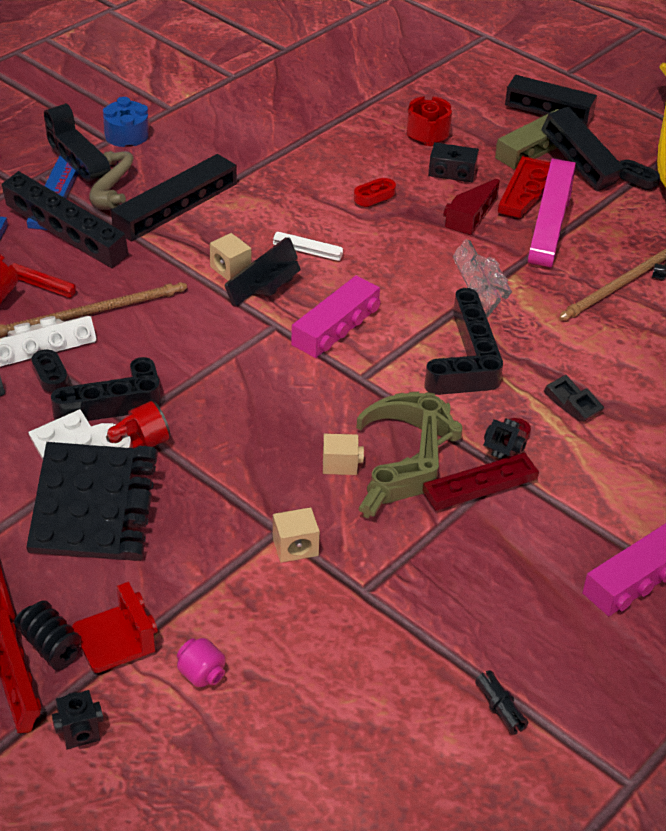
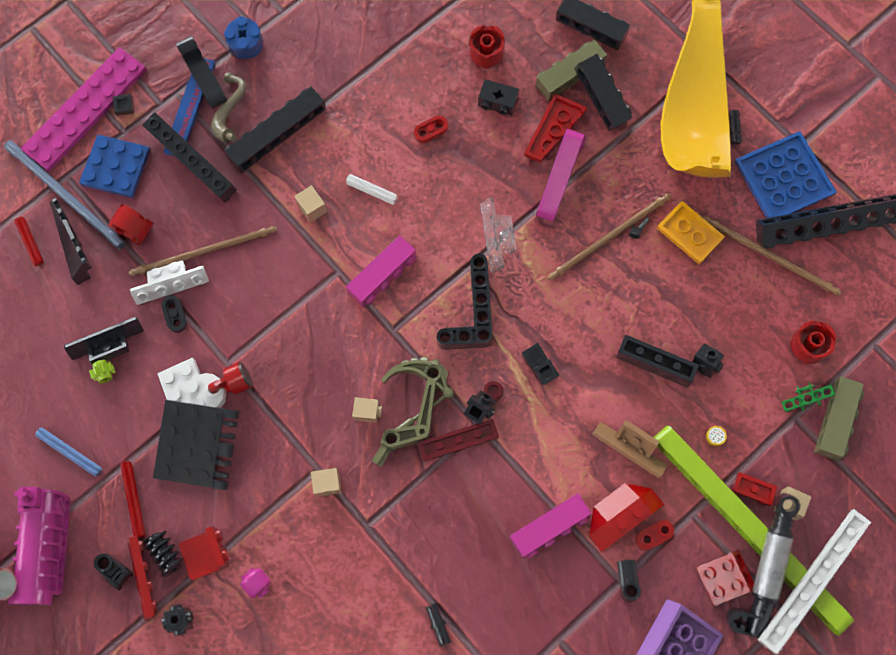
camera: 10 degrees right, 30 degrees up
(45, 281) = (173, 217): red axle -> none
(110, 397) = (212, 341): black beam -> none
(265, 273) = (336, 222): black bracket -> none
(470, 207) = (502, 153): dark red slope -> none
(639, 174) = (646, 116): black plate -> none

